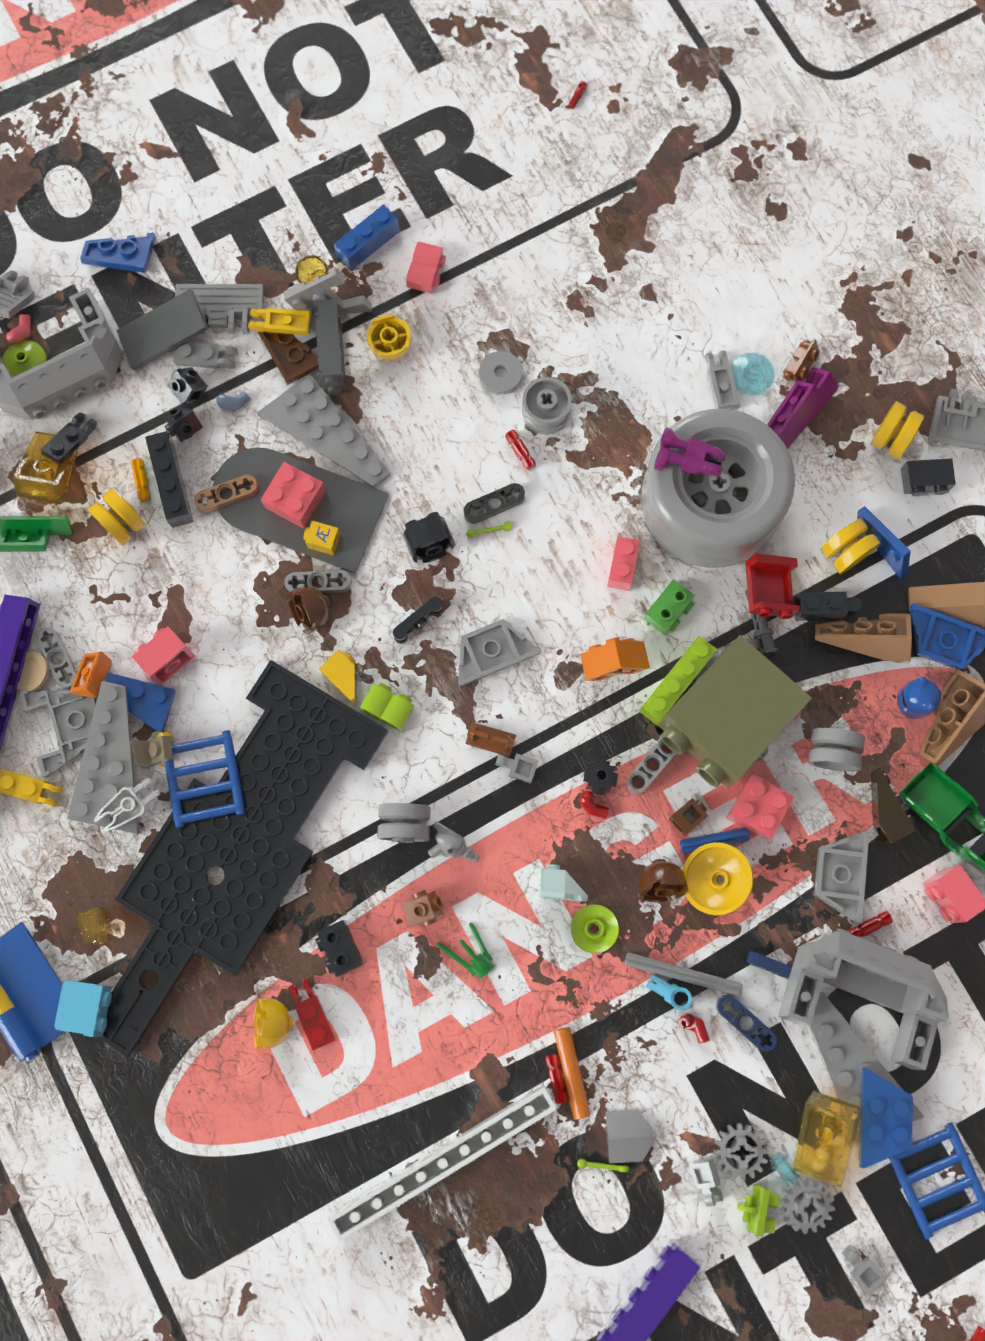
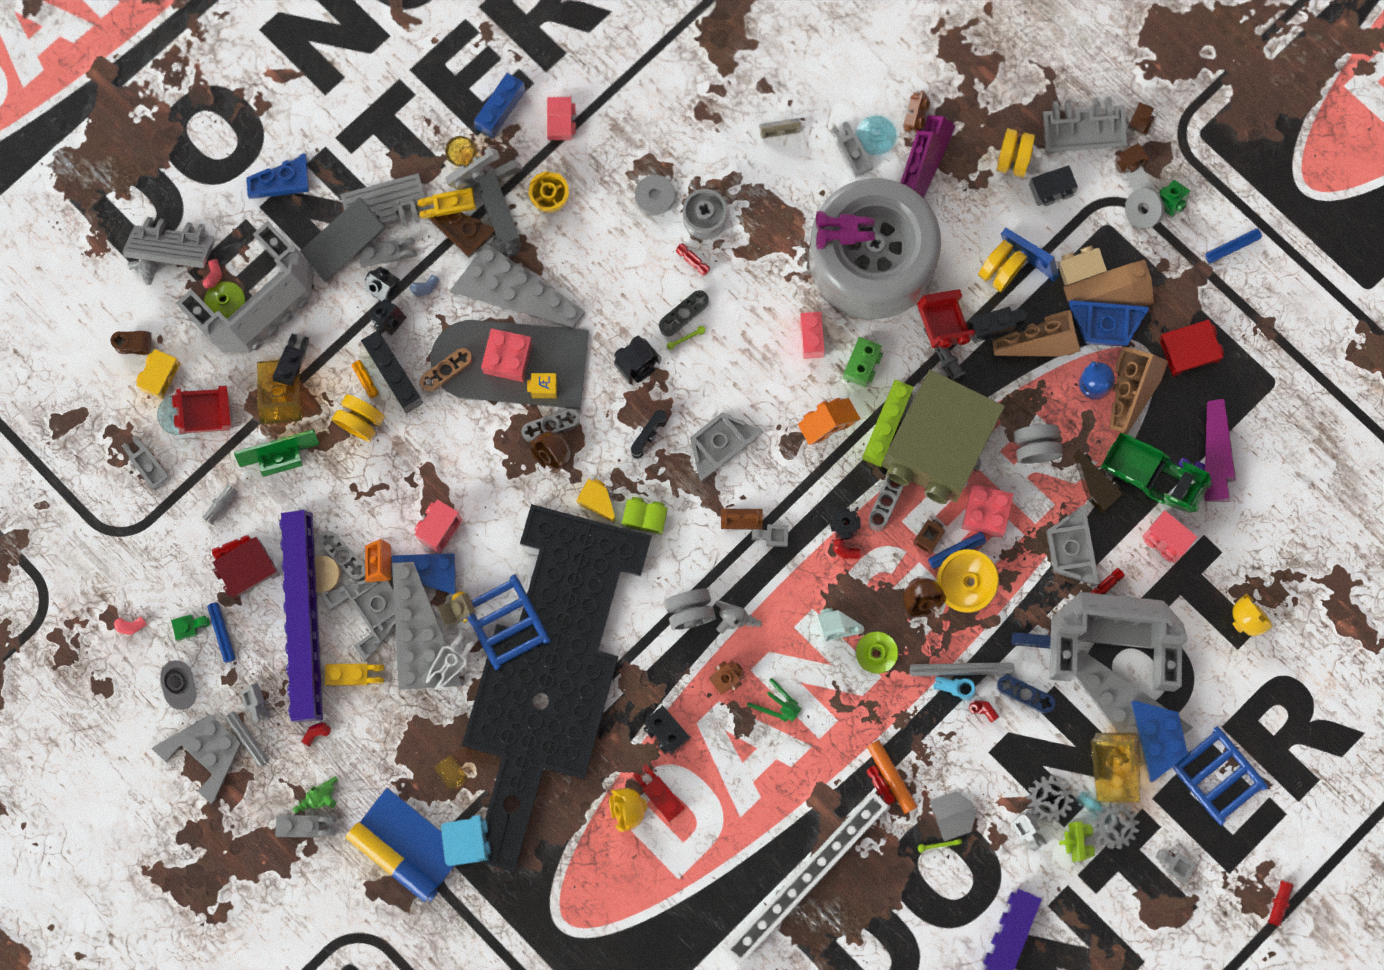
camera: 15 degrees left, 0 degrees up
(652, 339) = (780, 128): none -> dark tan slope
(936, 570) = (1082, 265): none -> tan brick

